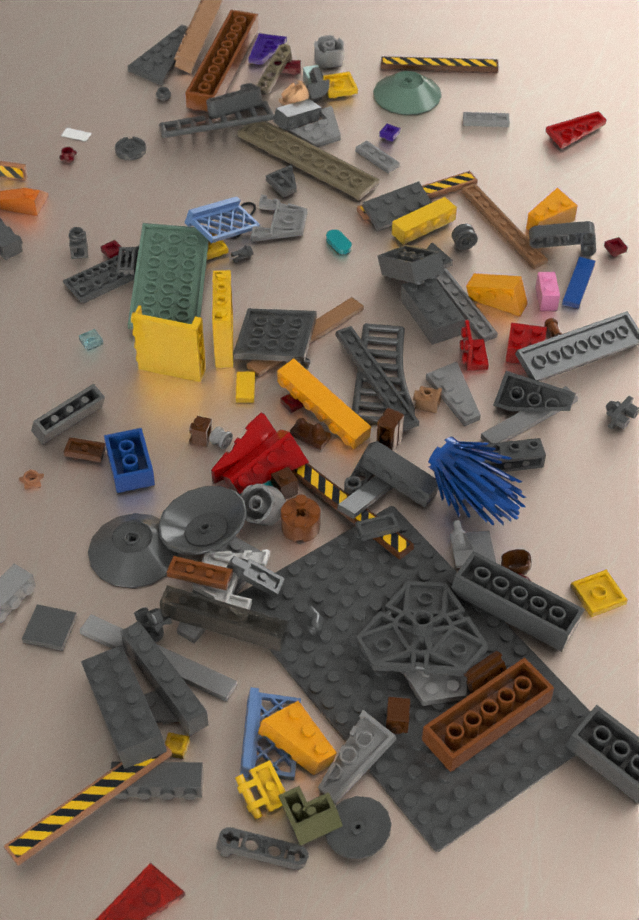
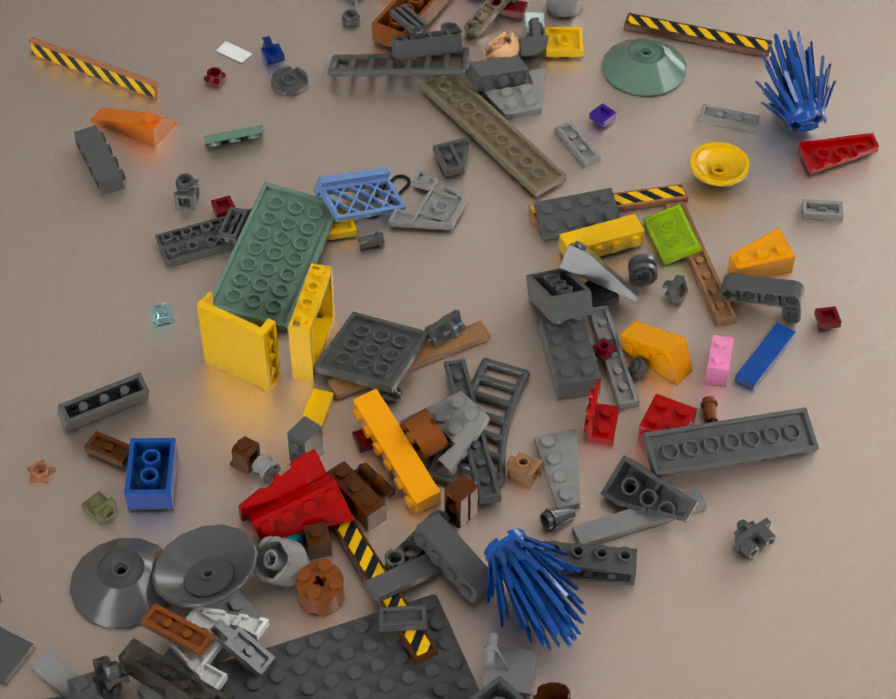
camera: 15 degrees right, 0 degrees up
(93, 496) = (100, 507): none -> olive bracket
(101, 195) = (234, 136): none -> sand green plate
(108, 129) = (271, 52): none -> clear blue plate
(214, 84) = (411, 18): none -> dark grey tile
(247, 408) = (305, 437): none -> dark grey brick
(314, 448) = (360, 498): none -> reddish brown brick
(328, 306) = (446, 328): none -> dark grey hips
(338, 242) = (491, 246): teal tile -> none
(344, 385) = (424, 434): none -> dark orange brick
(362, 371) = (461, 423): none -> light grey wing
(422, 237) = (590, 267): none -> wedge
(457, 298) = (603, 349): none -> dark red plate
(465, 429) = (556, 517): none -> dark grey cone
(476, 208) = (672, 234): none -> lime tile
(487, 307) = (637, 367): none -> dark grey plate
(494, 151) = (719, 164): none -> yellow dish
(495, 246) = (676, 289): none -> dark grey tile
(533, 83) = (801, 93): none -> blue plant
(581, 172) = (822, 210): none -> light grey tile

